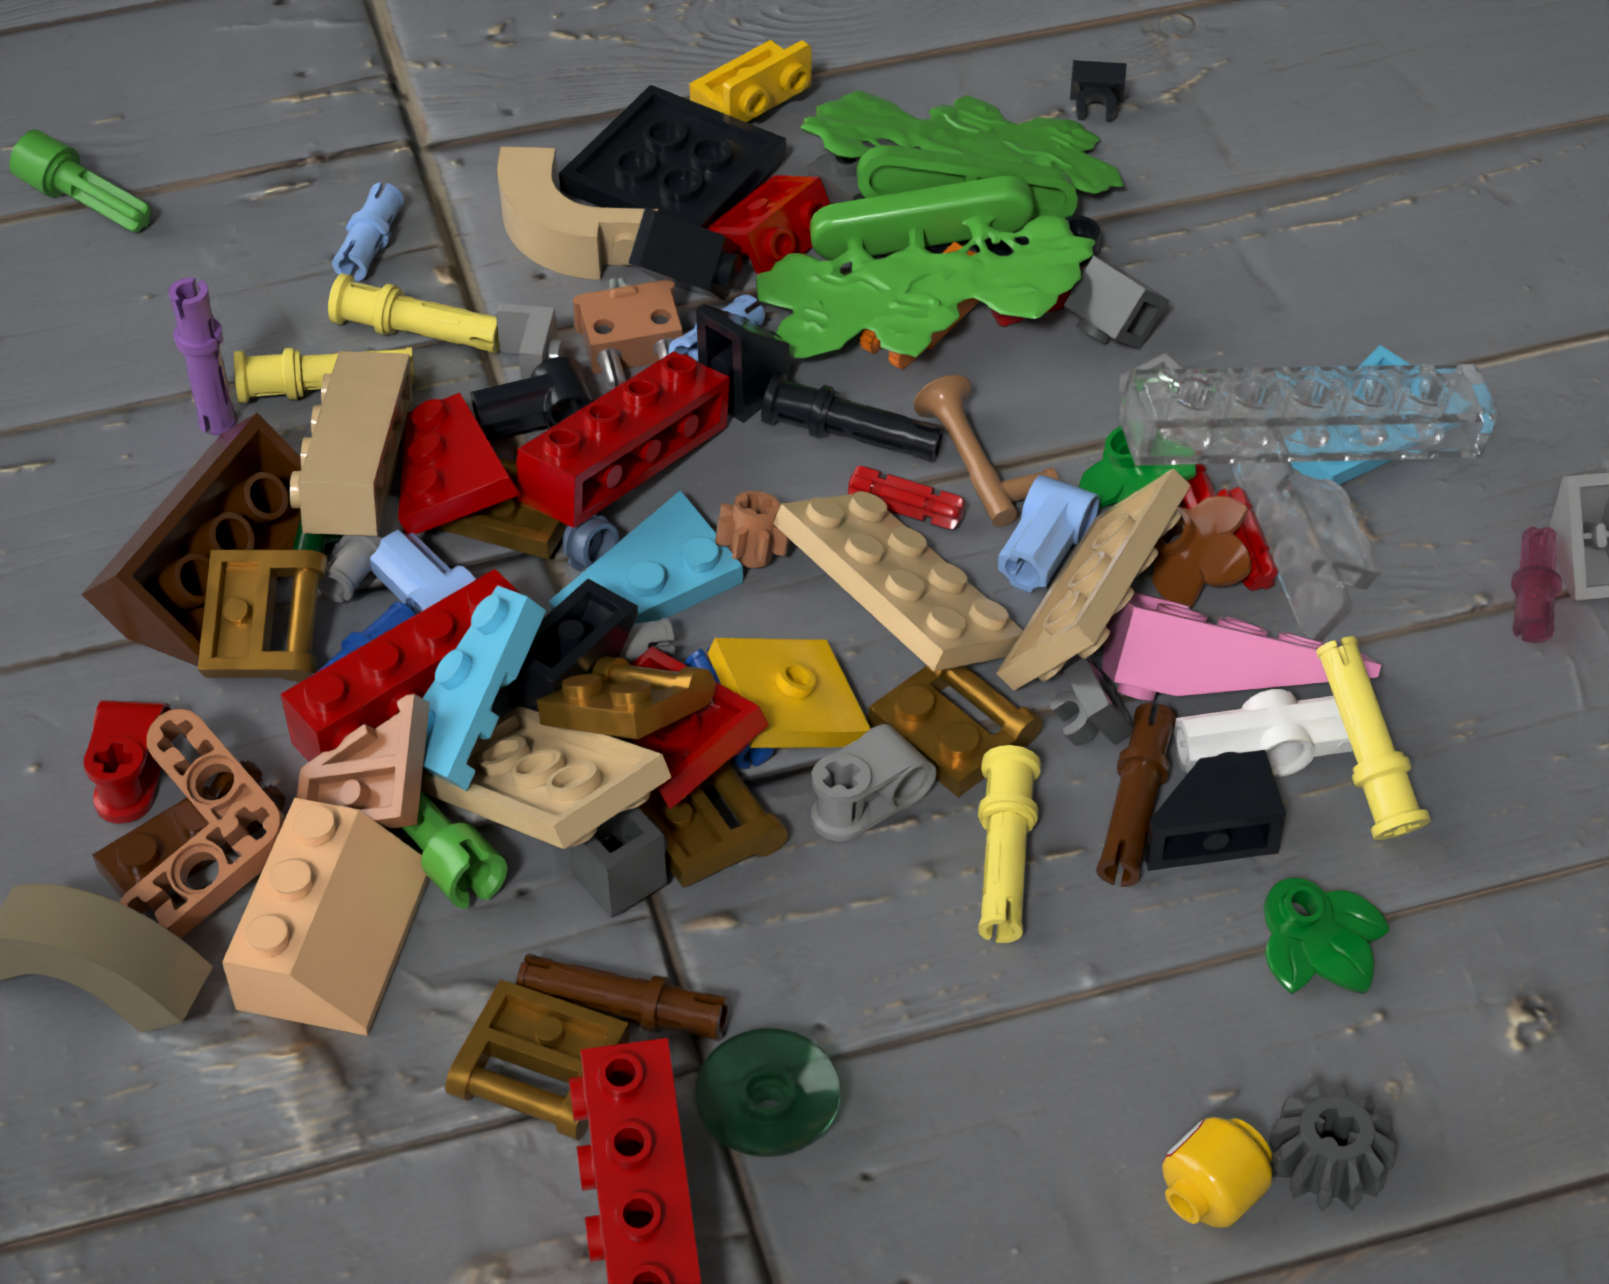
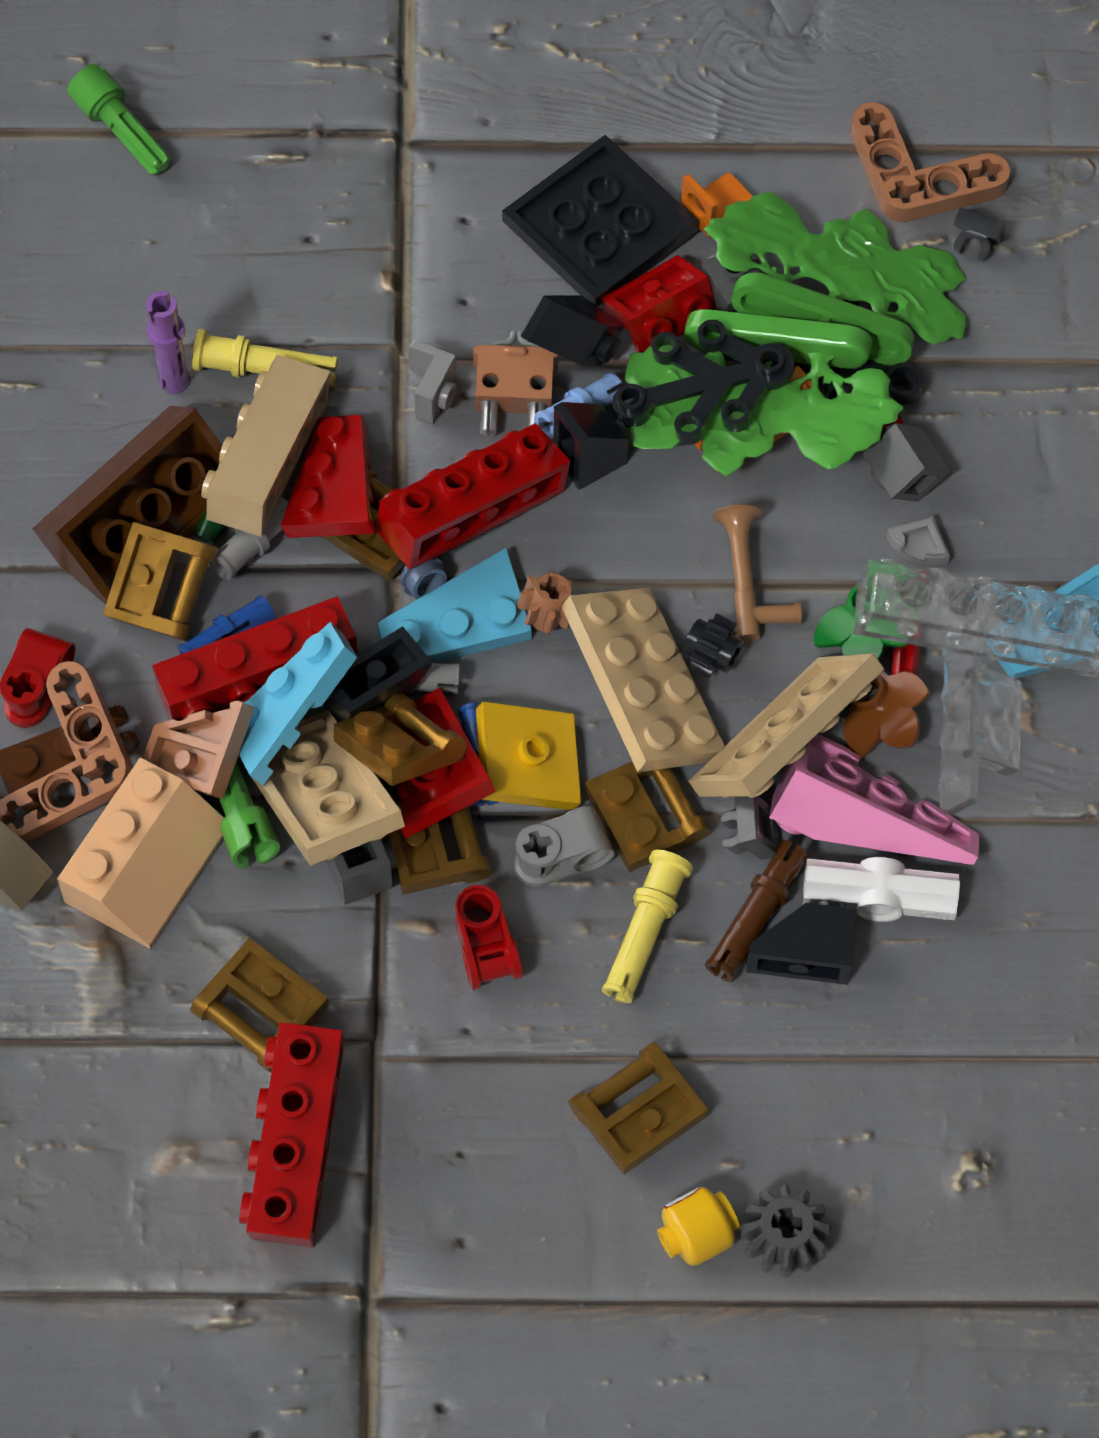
camera: 15 degrees right, 15 degrees up
(368, 231) = (336, 226): light blue pin -> none
(391, 310) = (333, 313): light yellow pin -> none
(415, 571) = (285, 576): light blue piece -> none
(544, 399) = (433, 434): black piece -> none
(555, 229) = (480, 264): tan arch -> none
(638, 1000) = (349, 982): reddish brown pin -> none
(756, 80) = (692, 149): yellow bracket -> none
(761, 1068) = (403, 1055): clear green dish -> none
(789, 120) = (711, 200): none -> orange bracket
(817, 911) = (486, 945): none -> red piece
(826, 413) = (641, 504): black pin -> none
(910, 497) = (674, 595): red axle -> none
(921, 239) = (710, 381): none -> black plant
(968, 527) = (712, 645): none -> black gear
(1001, 74) = (907, 180): none -> nougat beam
(1050, 523) = (782, 654): light blue piece -> none
(1096, 1067) = (646, 1121): none -> pearl gold plate
(1252, 537) = (930, 709): red axle -> none
(1326, 942) = (847, 1072): green plate -> none
(1379, 768) = (940, 948): light yellow pin -> none

